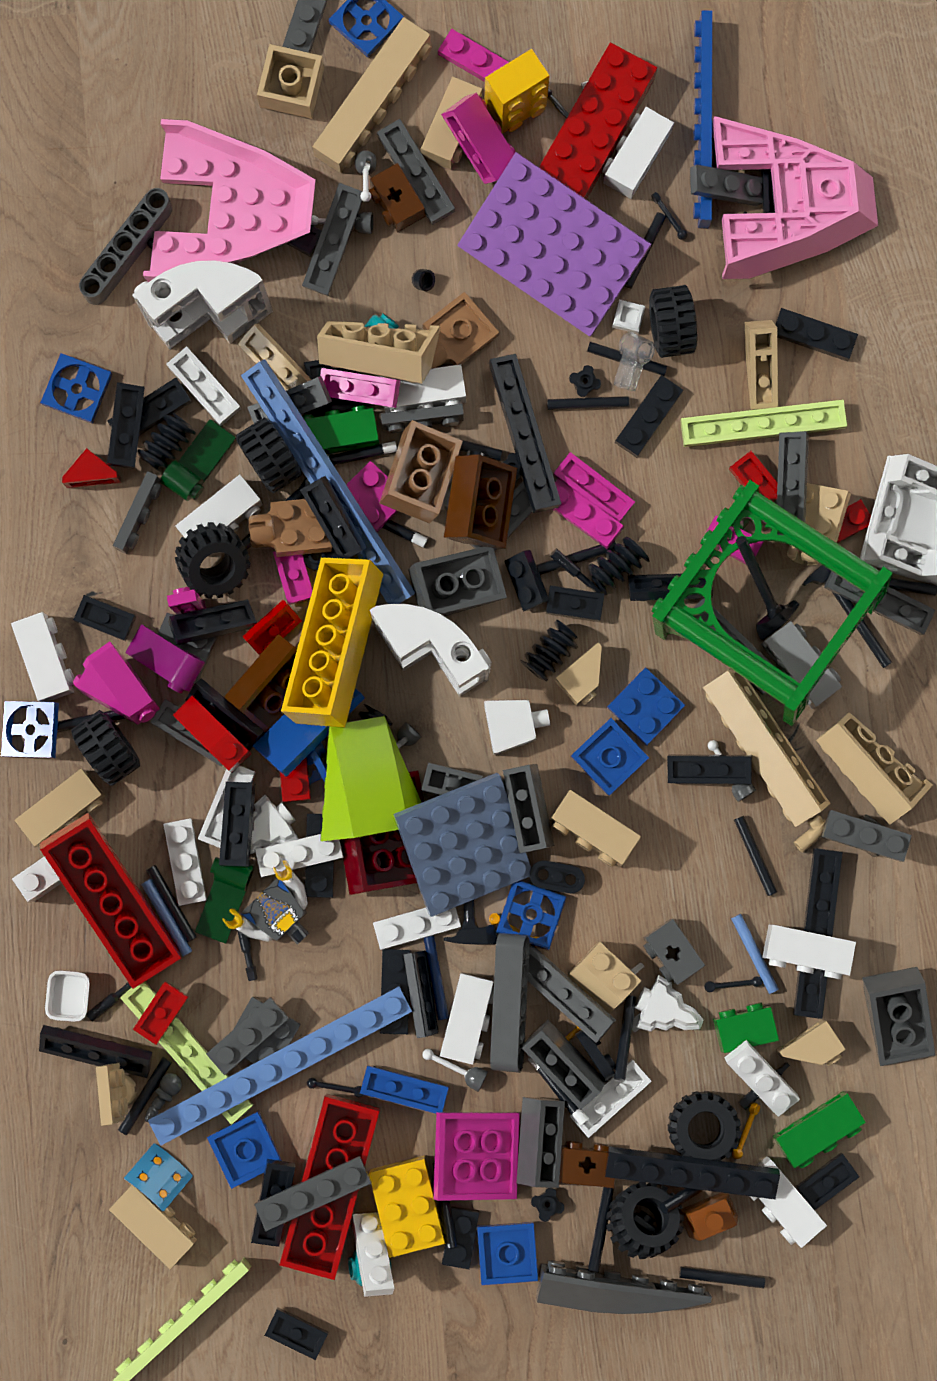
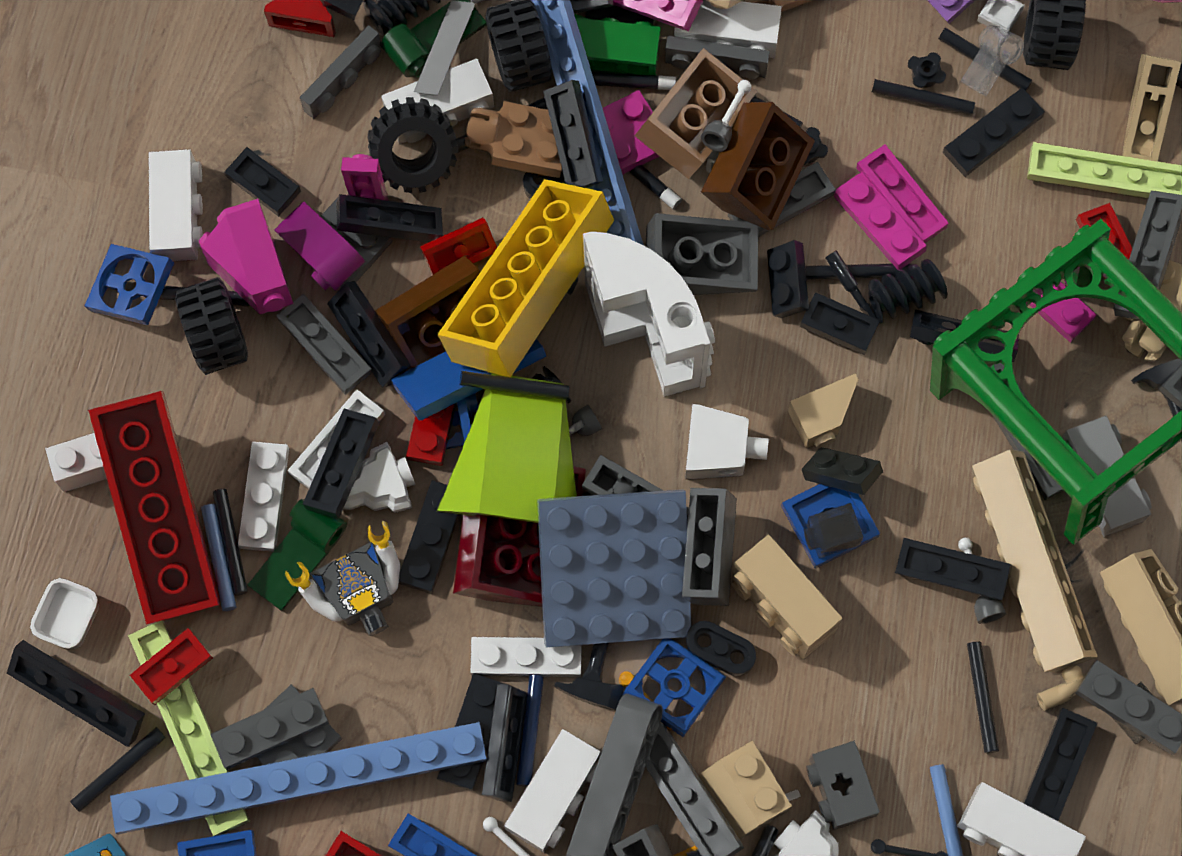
camera: 20 degrees right, 10 degrees down
(61, 807) = (134, 378): tan brick -> none
(107, 1003) = (109, 640): black piece -> none
(115, 1093) = (78, 745): tan plate -> none
(169, 1086) = (152, 764): dark grey bar -> none
(211, 471) = (444, 47): none -> light grey sticker
(212, 734) = (347, 350): red slope -> none
(246, 947) = (304, 623): black piece -> none
(294, 578) = (504, 196): dark pink plate -> none
(298, 853) = (406, 523): white plate -> none
(313, 1083) = (333, 817): black hinge -> none
(349, 731) = (514, 385): none -> black bar
(444, 488) = (721, 127): none -> dark grey hinge
(524, 433) = (835, 108): black plate -> none
(550, 651) = (793, 368): black piece -> none
(608, 719) = (842, 470): none -> pearl dark grey plate
(614, 768) = (833, 531): none -> clear smoke brick
(645, 706) = (905, 475): blue plate -> none
(776, 614) = (1089, 404): black piece -> none

